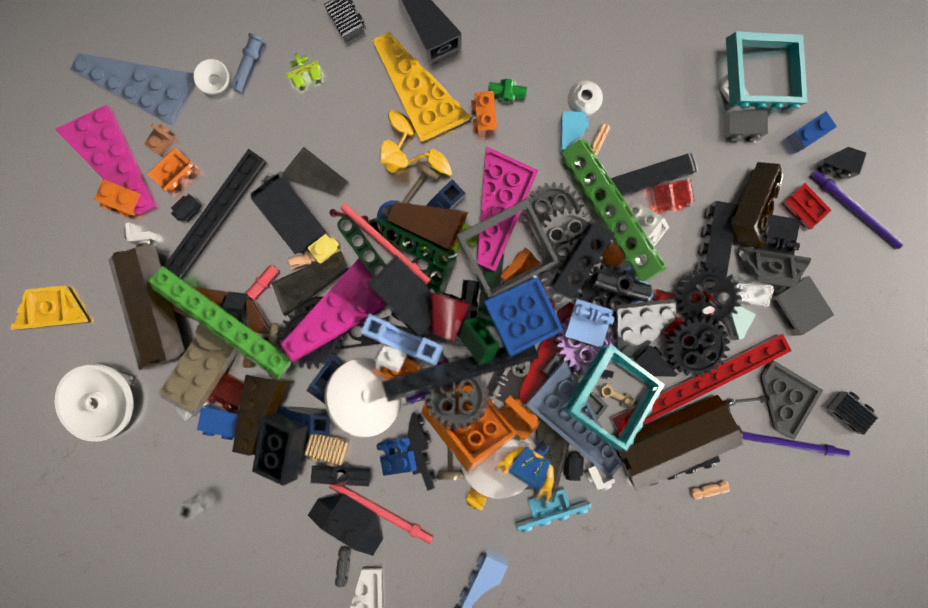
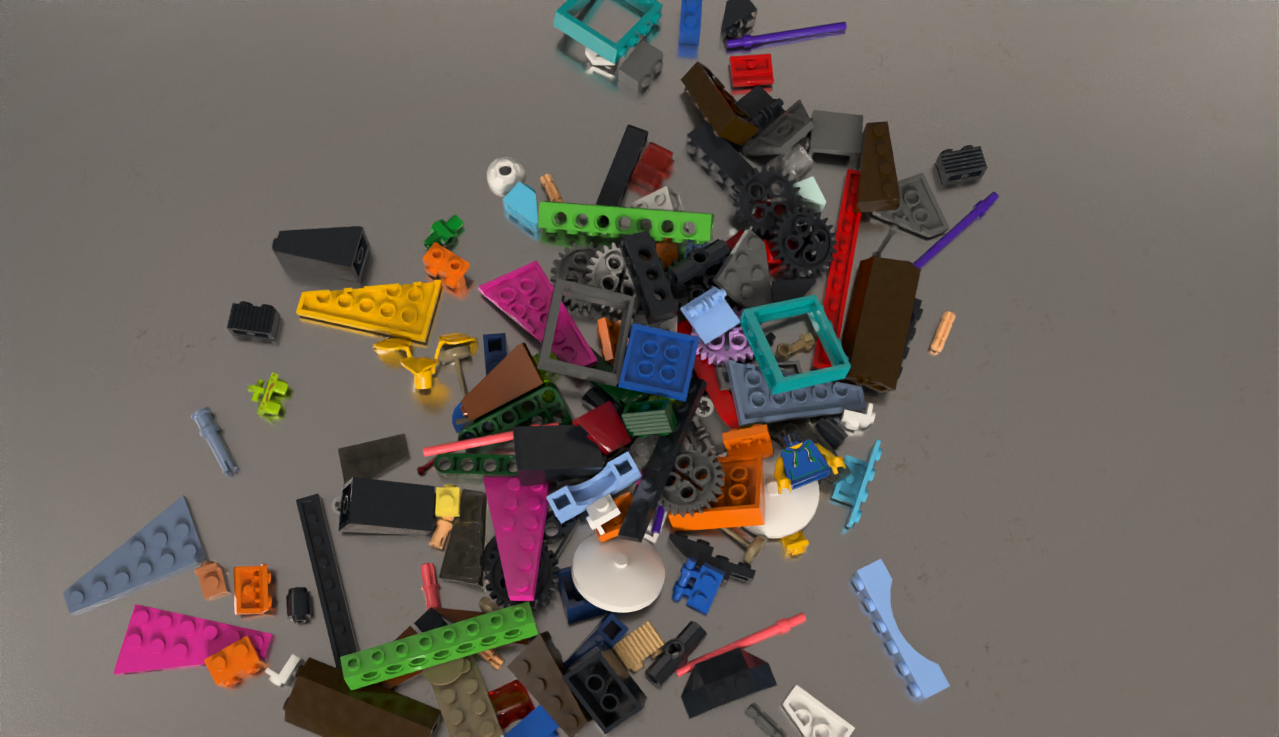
camera: 50 degrees left, 15 degrees down
(207, 69) = (192, 474): white piece -> none
(795, 358) = (877, 175): none -> dark brown wedge

